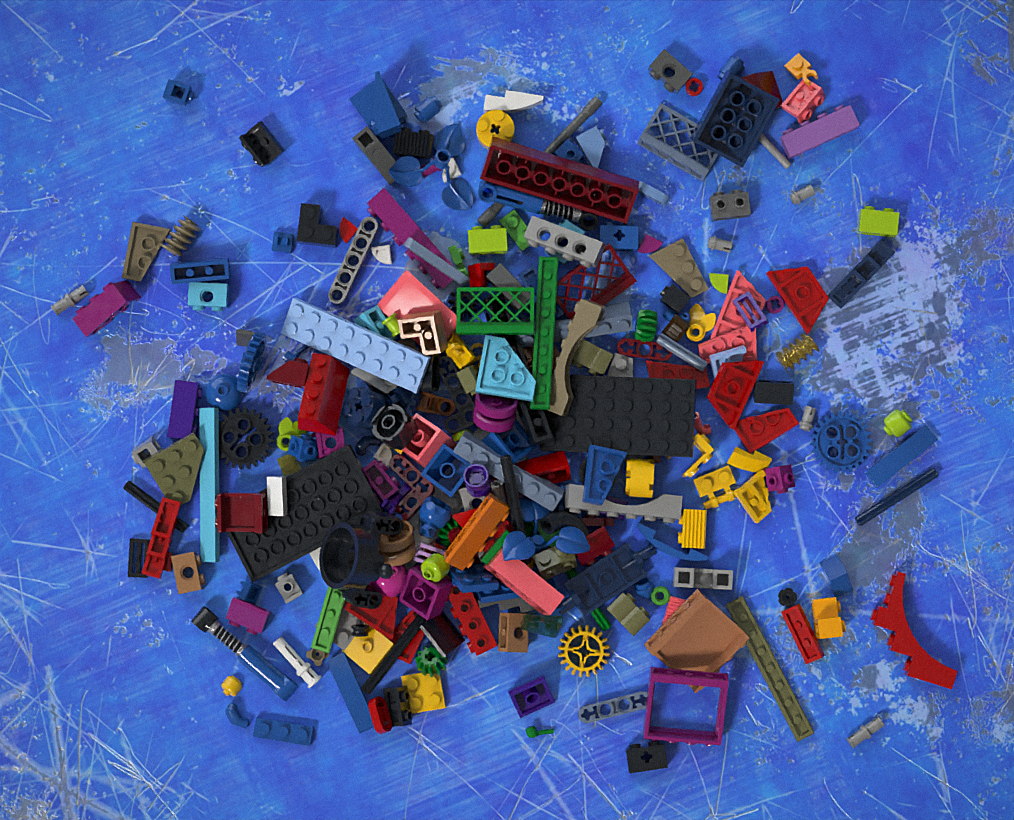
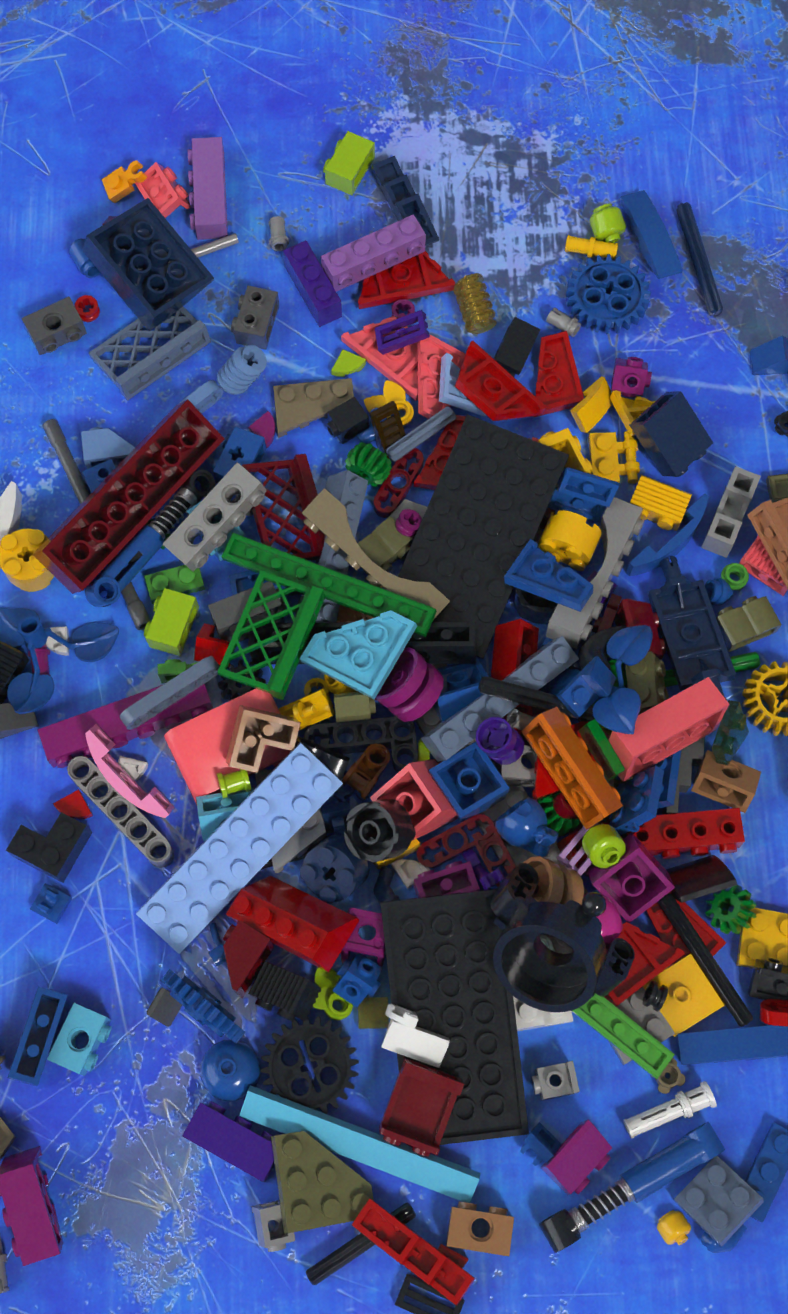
camera: 70 degrees left, 15 degrees down
(255, 706) = (719, 1200): none -> sand blue plate
(280, 406) = (284, 991): none -> black brick
(287, 482) = (402, 1015): none -> white tile
(366, 277) = (151, 802): none -> bright pink slope
(532, 523) = (587, 686): none -> blue slope
(616, 370) = (408, 522): none -> magenta bush
(673, 476) = (583, 494): none -> blue slope
(680, 214) = (241, 369): none -> medium blue piece
(719, 244) = (296, 351): light grey pin -> none
(743, 520) = (671, 434): none -> dark blue brick
(769, 234) = (312, 283): none -> dark purple brick
(802, 267) = (374, 253): none -> medium lavender brick
(875, 418) = (591, 247): none -> yellow pin

